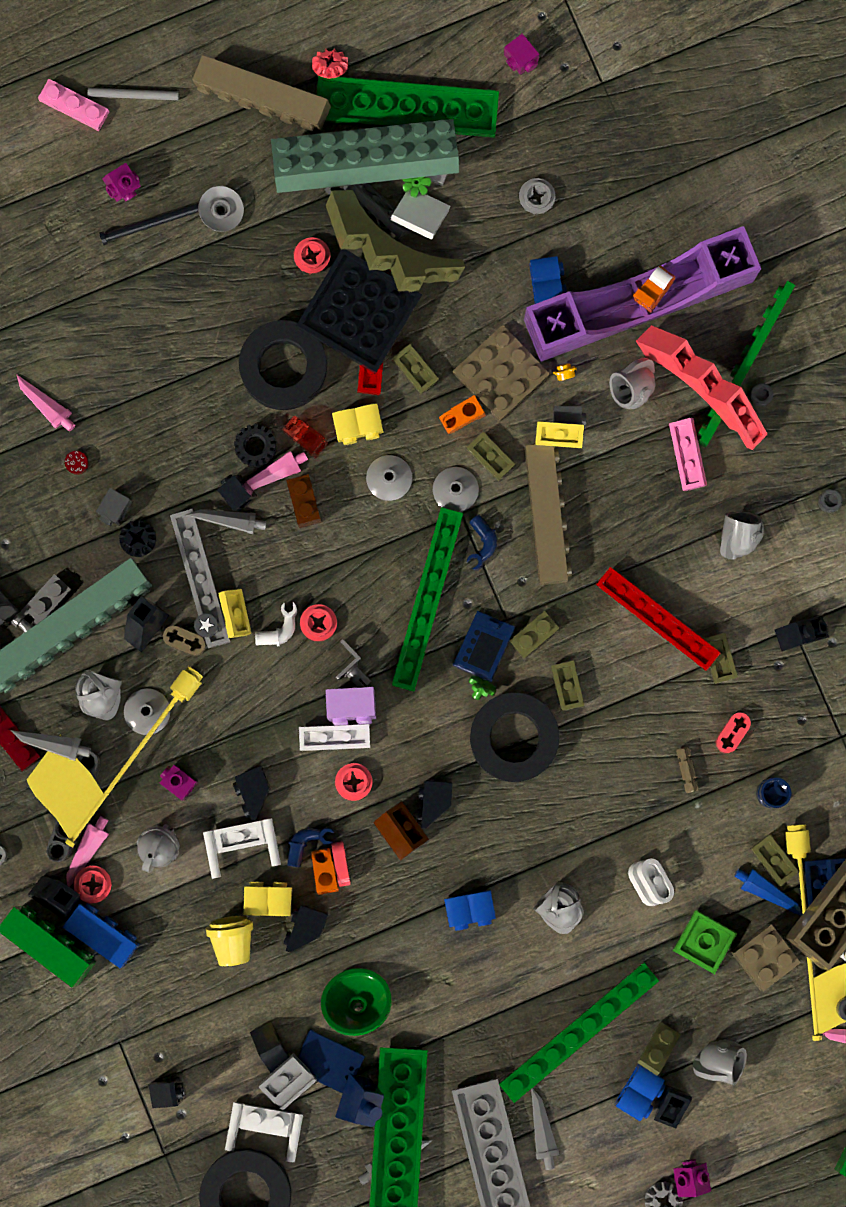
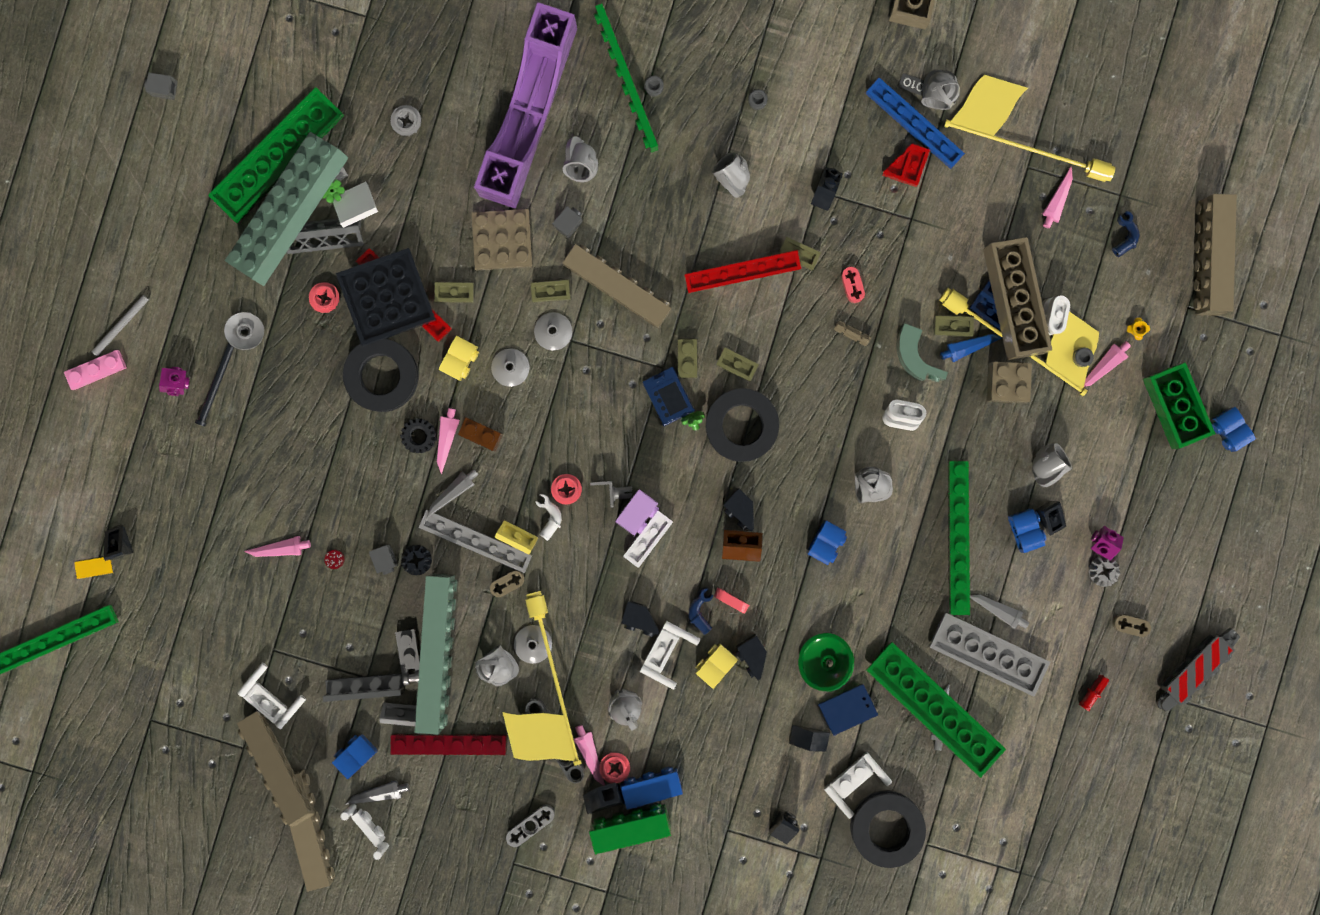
camera: 55 degrees left, 5 degrees up
(59, 745) = (507, 720): light grey bar -> none
(143, 623) = (474, 600): black slope -> none
(177, 782) = (594, 661): magenta brick -> none
(206, 625) = (509, 562): dark grey tile -> none
(231, 939) = (722, 709): light yellow piece -> none
(236, 492) = (439, 472): black brick -> none
(261, 93) = (188, 242): dark tan brick -> none
(287, 1082) = (839, 745): light grey plate -> none
(305, 436) = (439, 399): clear red leg -> none
(324, 871) = (727, 614): orange leg -> none
(334, 69) = (212, 177): coral gear -> none
(345, 774) = (695, 548): coral gear -> none
(360, 1101) = (890, 710): dark blue torso -> none
(383, 252) = (360, 249): olive arch -> none
(427, 599) = (608, 407): green plate -> none
(462, 415) = (508, 287): orange leg -> none
(488, 538) = (601, 336): dark blue piece -> none
(521, 55) = (304, 52): magenta brick -> none
(546, 278) = (465, 159): blue brick -> none
(559, 434) = (573, 235): light yellow plate -> none
(565, 371) = (535, 198): yellow plate -> none
(654, 288) = (529, 95): orange leg -> none
(658, 1048) = (1010, 496): olive plate -> none
(688, 454) = (653, 164): bright pink plate -> none
(704, 378) = (613, 112): coral arch -> none
(704, 941) = (967, 412): bright green plate -> none
(708, 844) = (909, 358): none -> sand green arch
(773, 793) = (912, 291): dark blue wheel -> none

